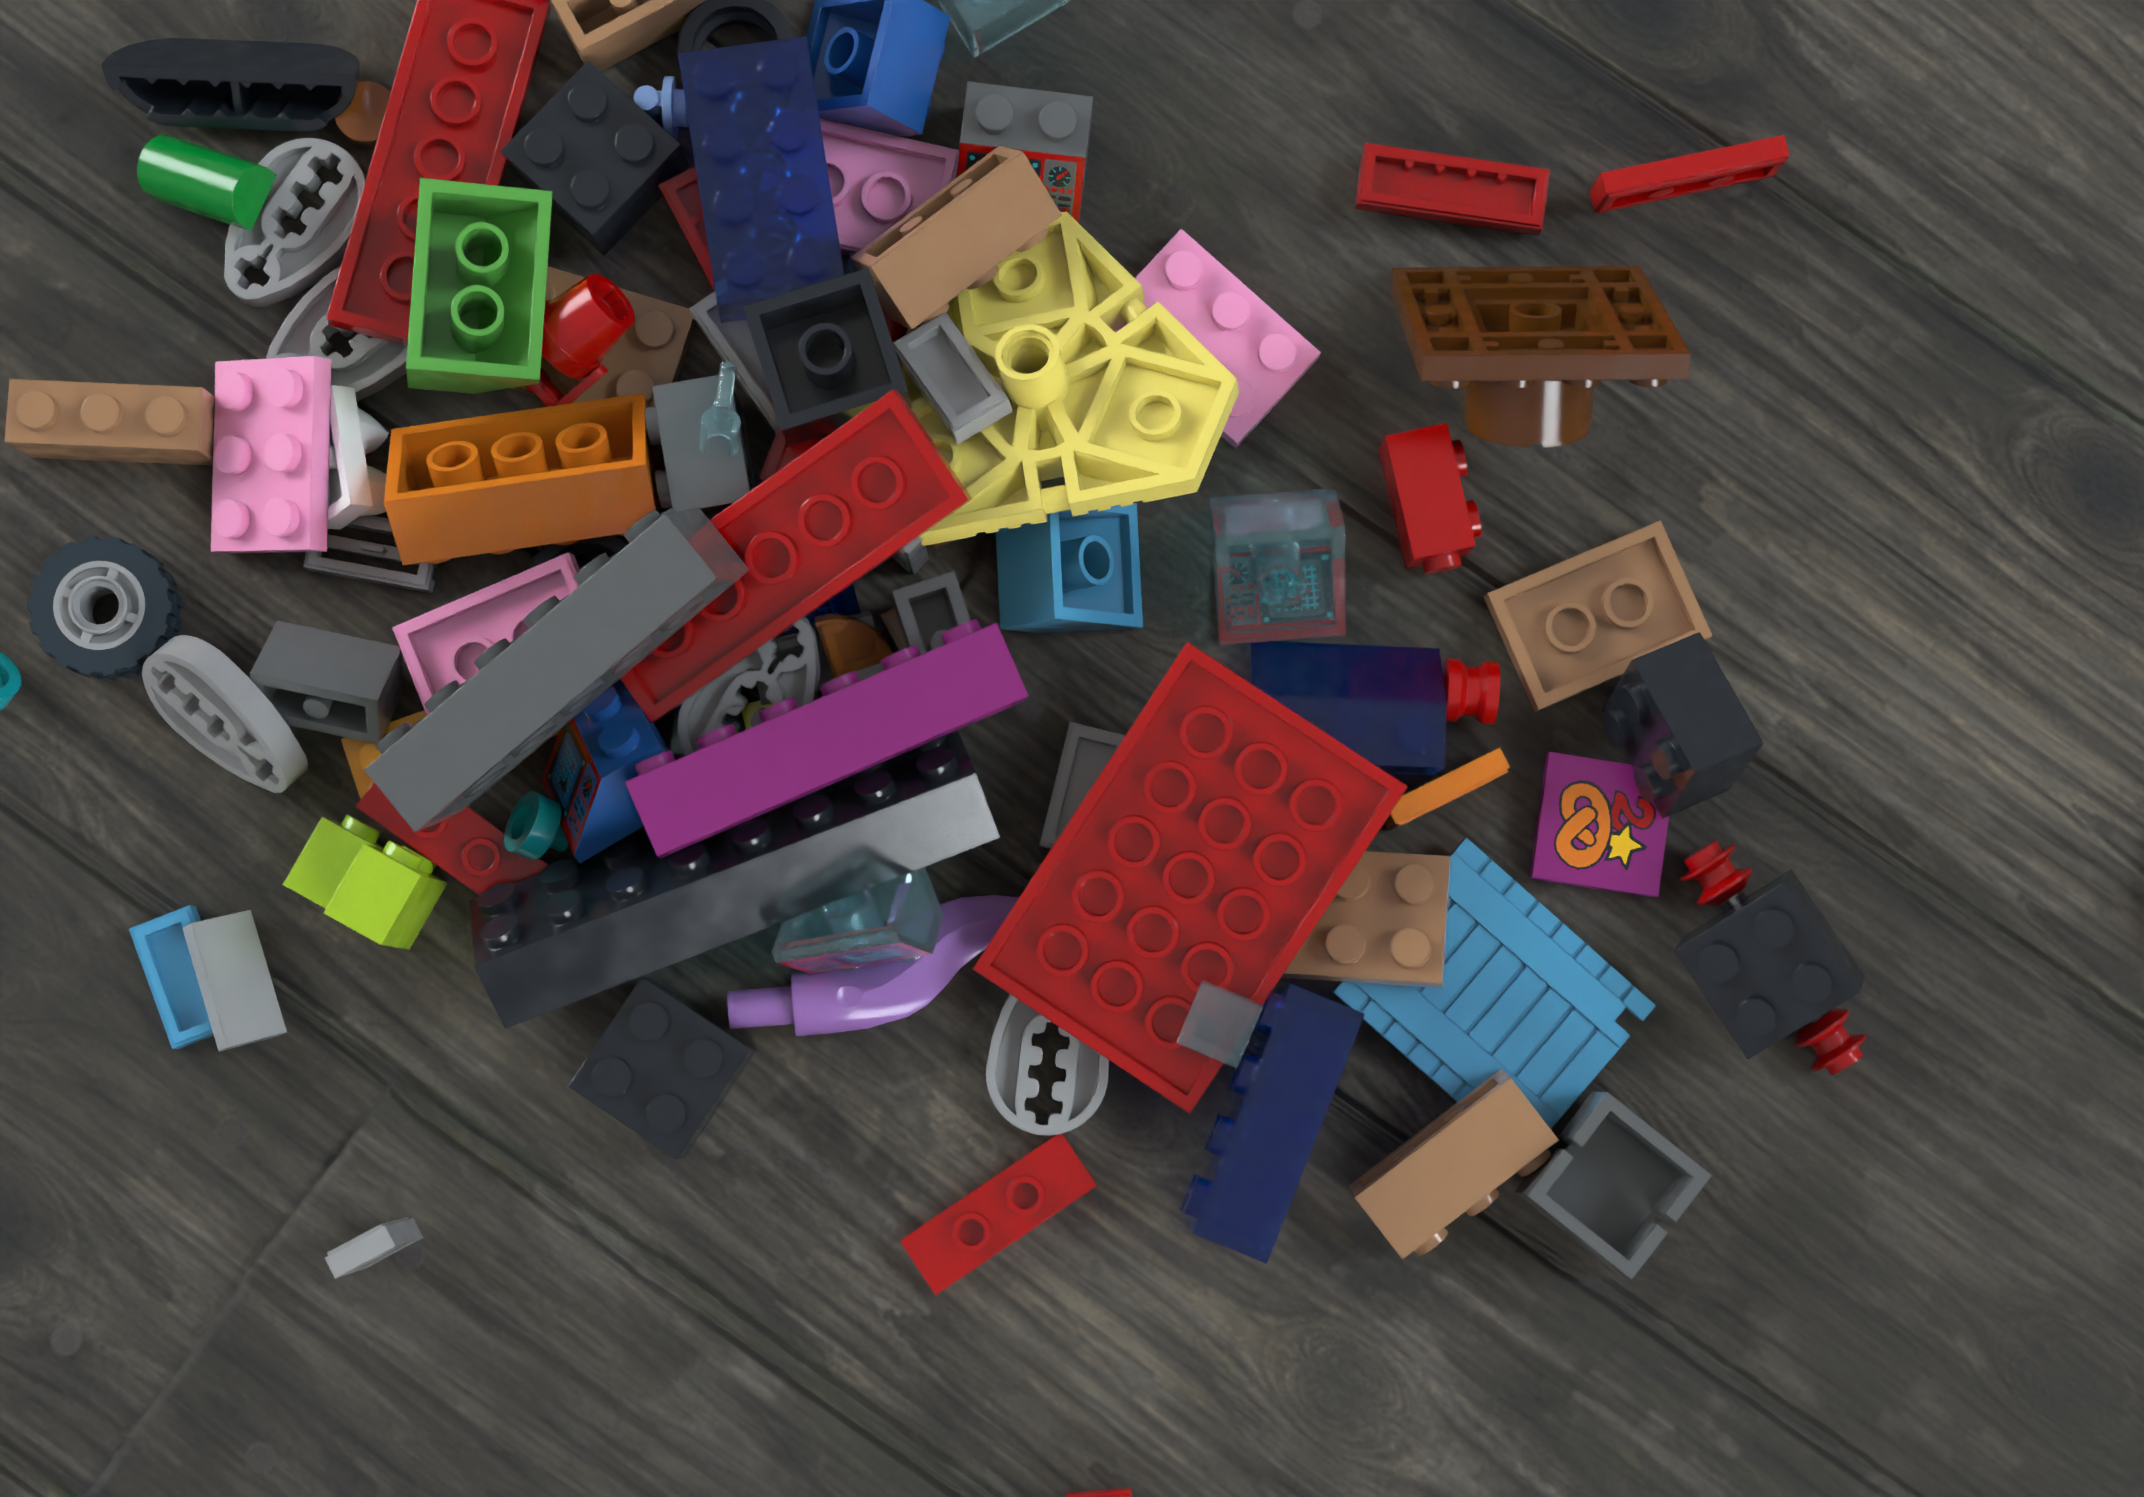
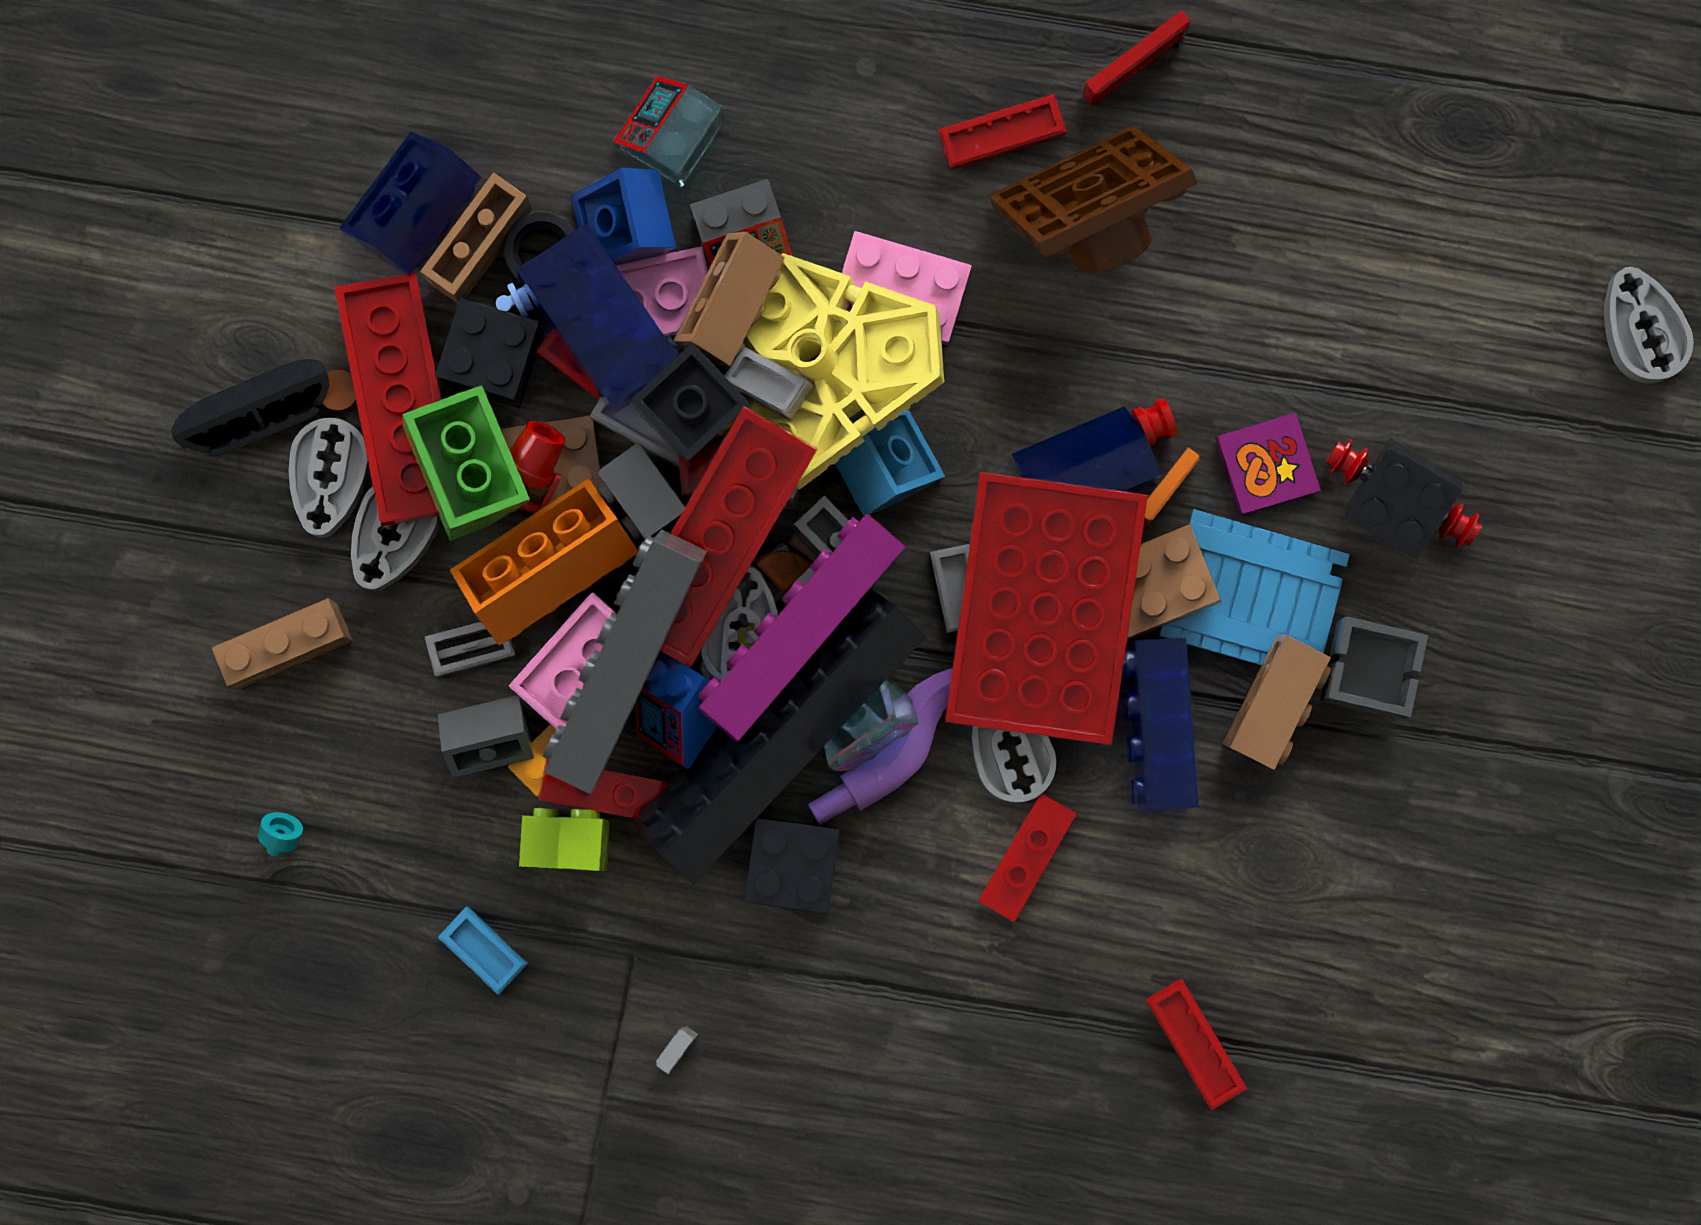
camera: 20 degrees left, 0 degrees up
(67, 594) = (308, 742): black wheel -> none
(204, 180) = (264, 476): green brick -> none
(222, 713) = (433, 783): light grey piece -> none
(234, 980) = (515, 936): light grey tile -> none
(271, 455) = (385, 619): bright pink plate -> none
(353, 485) = (422, 598): white tile -> none
(535, 827) = (649, 762): teal tile -> none
(721, 418) = (648, 471): clear light blue hand -> none
(1219, 1023) = (1104, 684): clear light blue tile -> none
(1278, 566) = (1007, 402): clear light blue slope -> none
(1428, 498) = (1076, 321): red brick -> none
(1595, 614) = (1207, 343): medium nougat plate -> none
(1680, 725) = (1286, 385): black brick -> none

